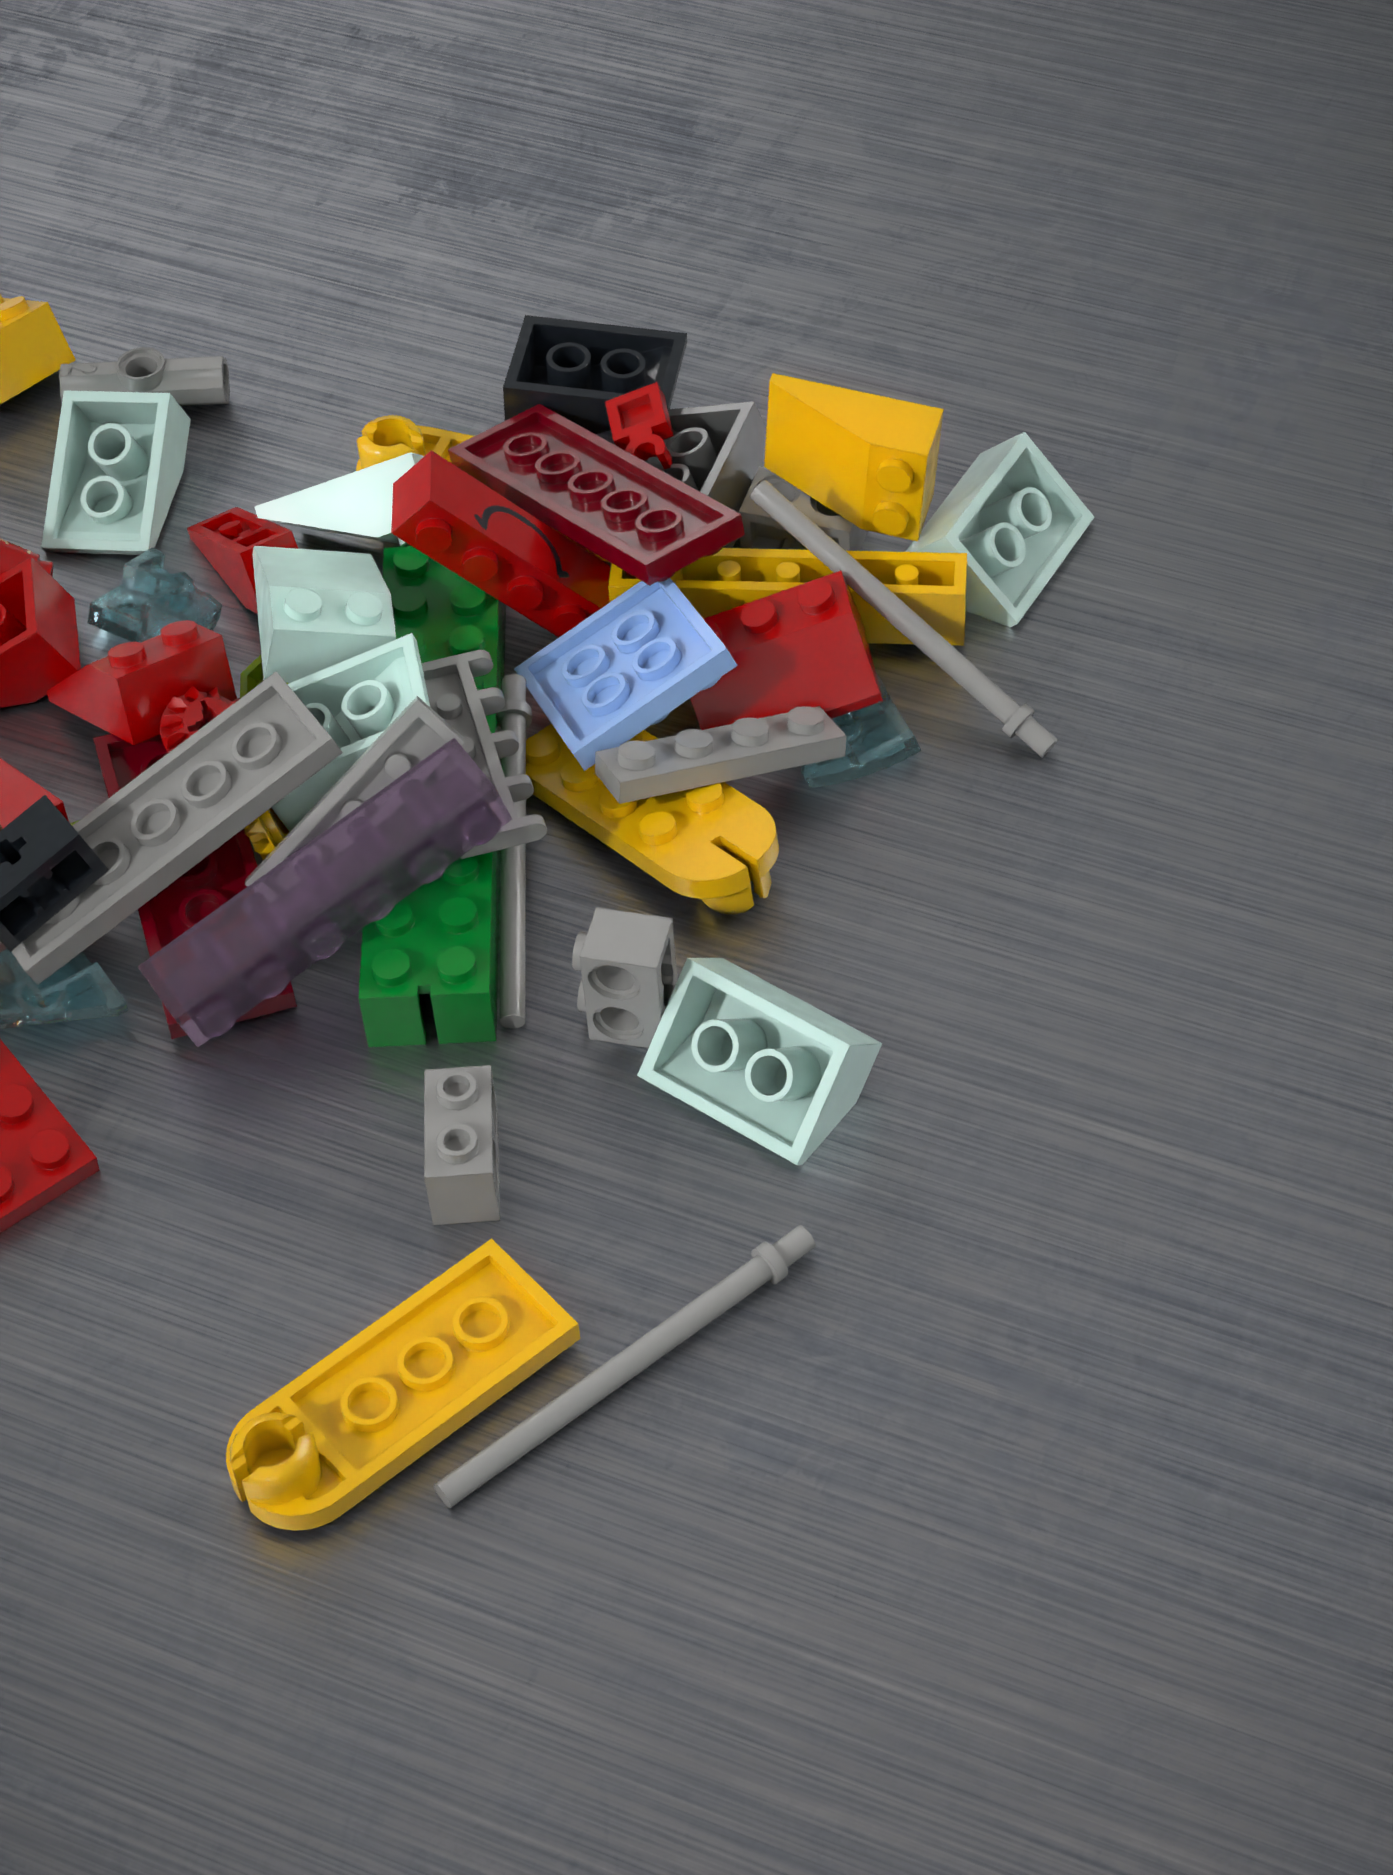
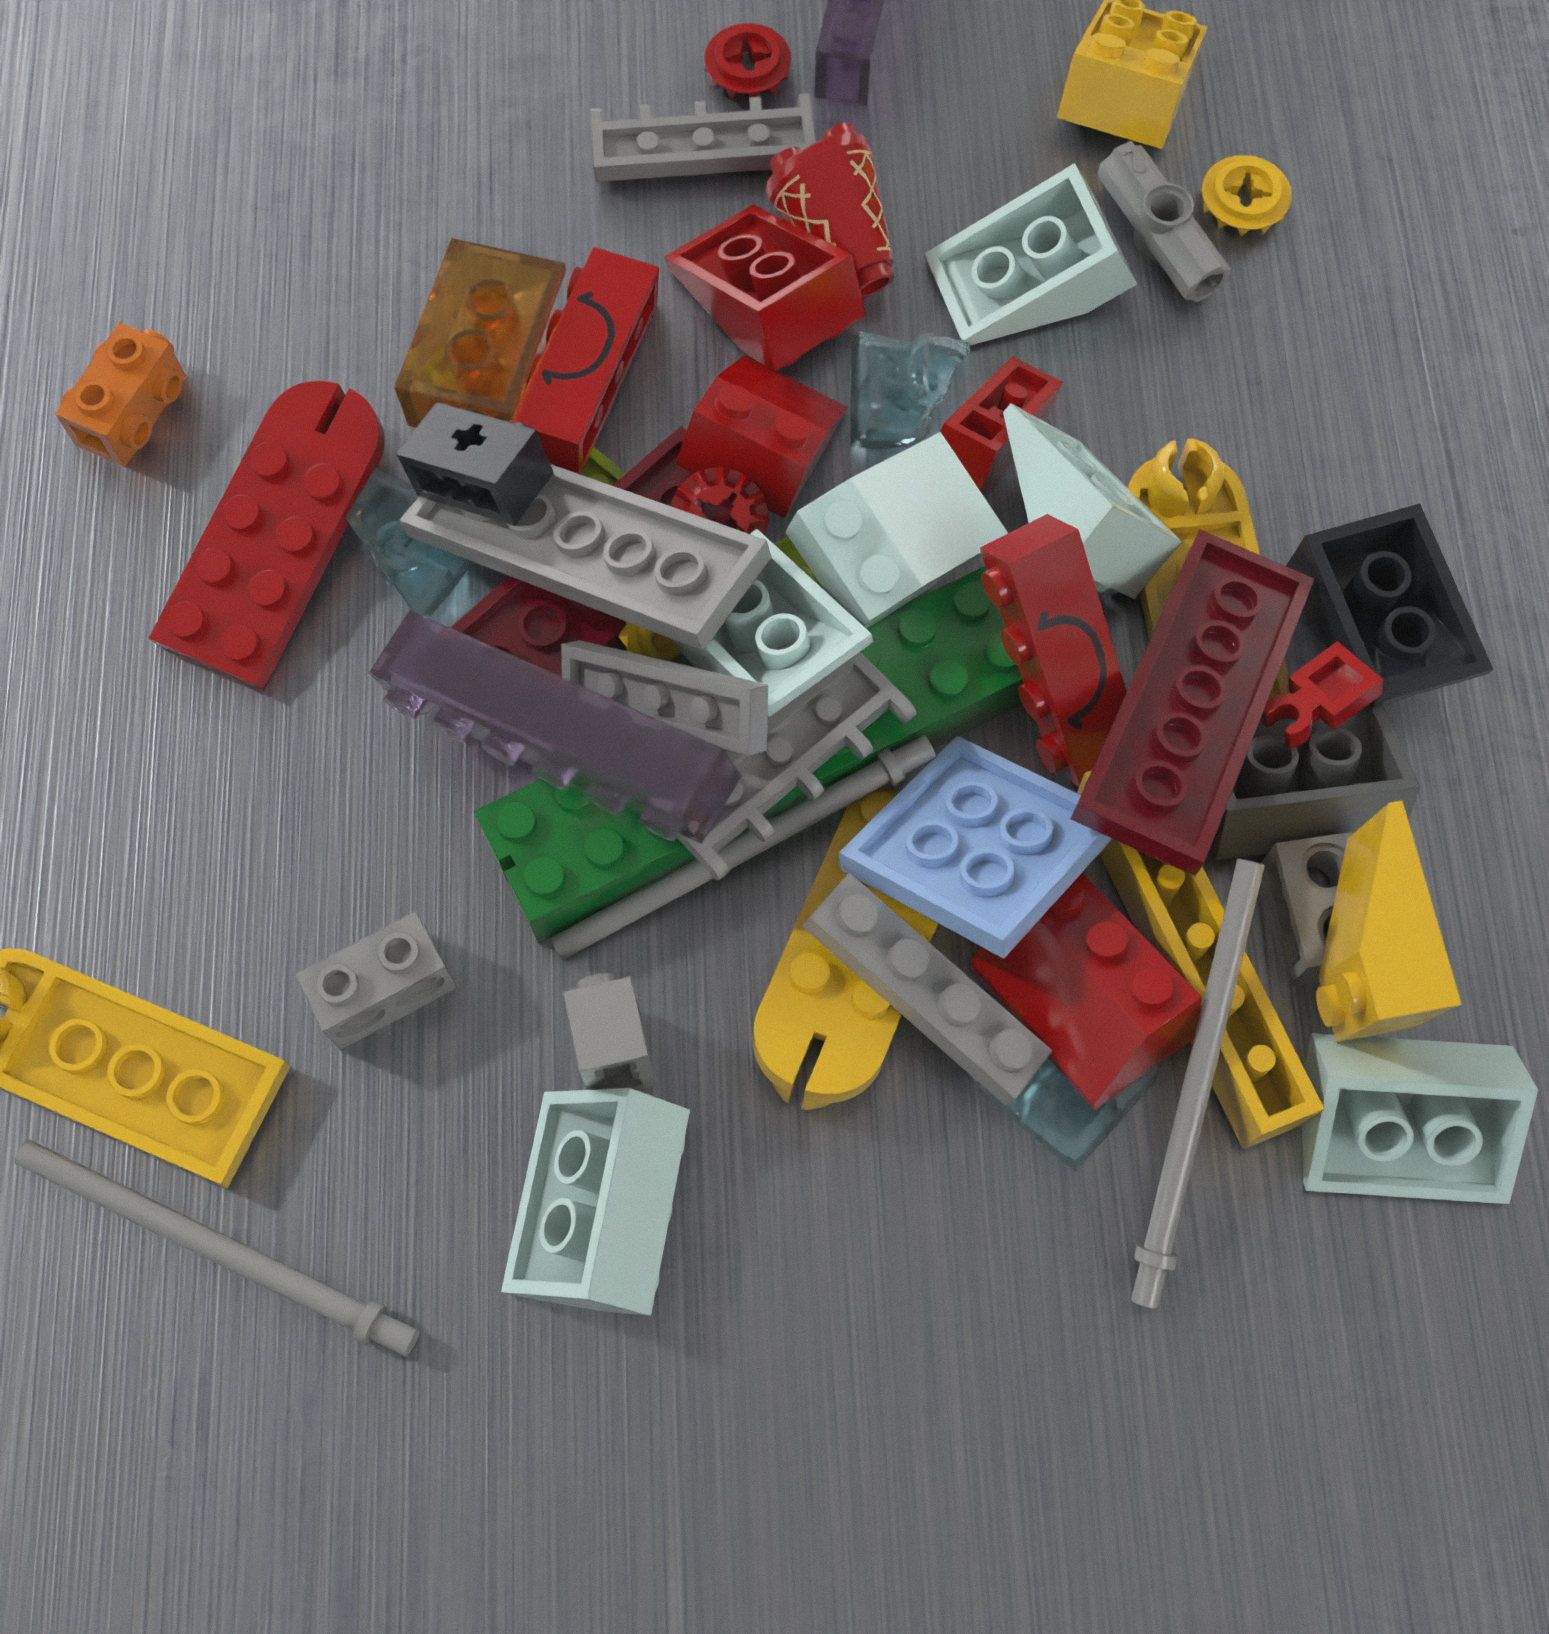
camera: 60 degrees right, 20 degrees up
(158, 319) = (1266, 188): none -> yellow gear

